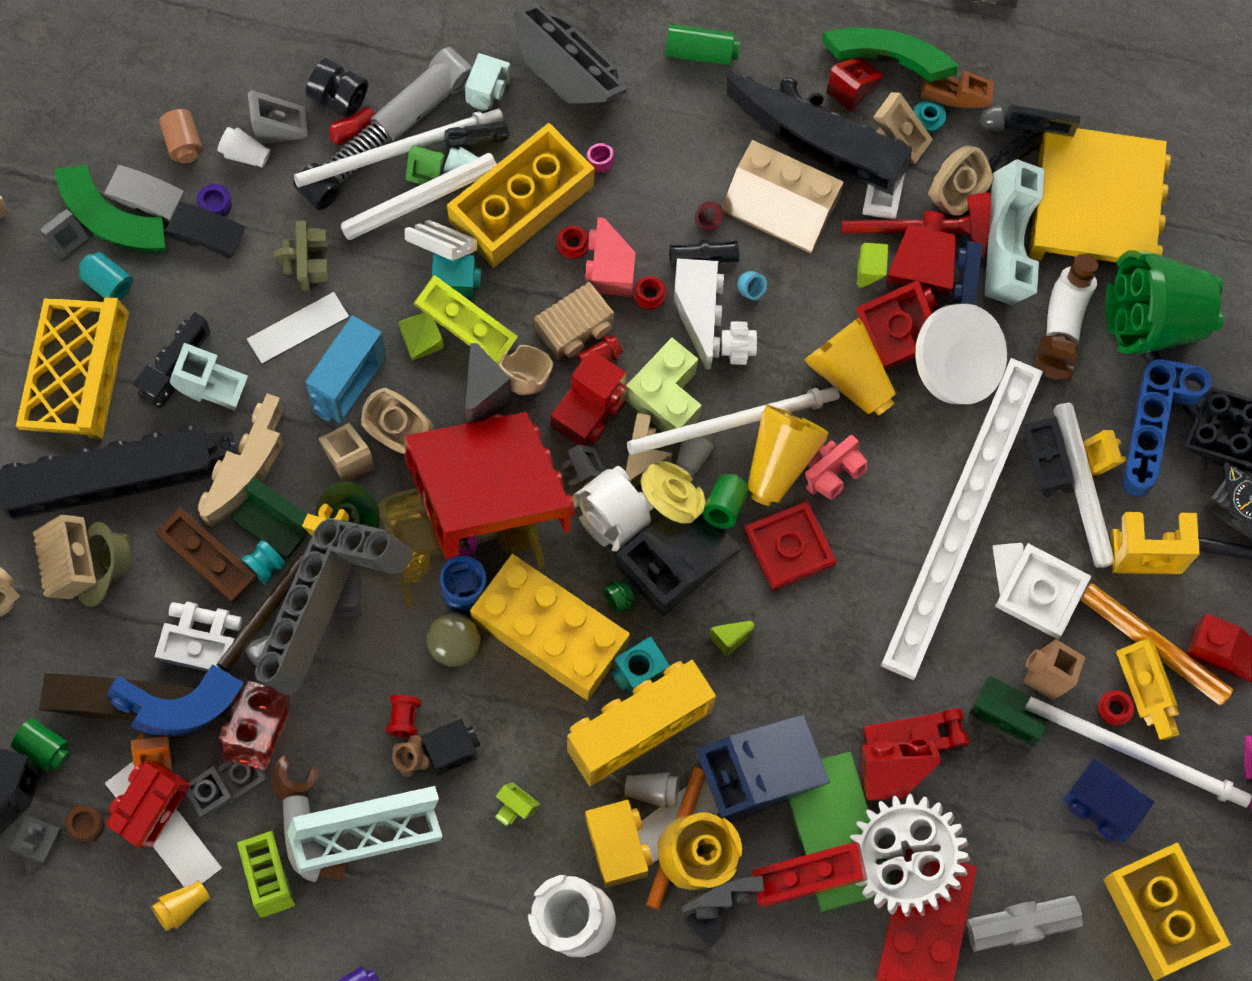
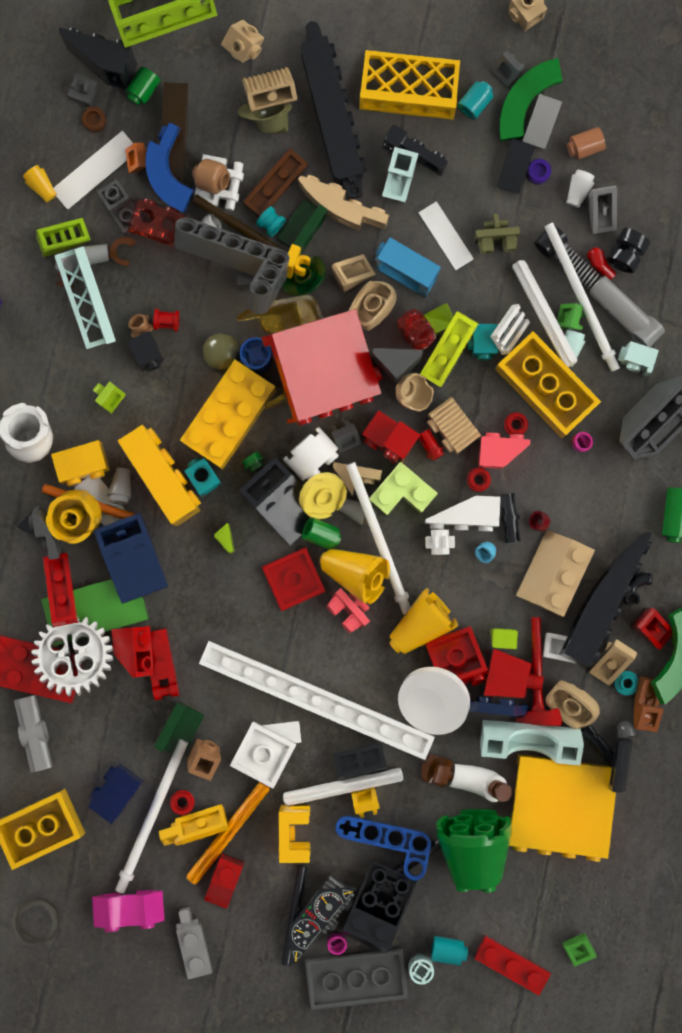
camera: 90 degrees right, 15 degrees up
(147, 803) = (102, 156): red brick -> none
(192, 639) = (211, 176): none -> medium nougat head
(436, 363) = (416, 330): none -> clear red gear
(476, 134) = (596, 352): black axle -> none

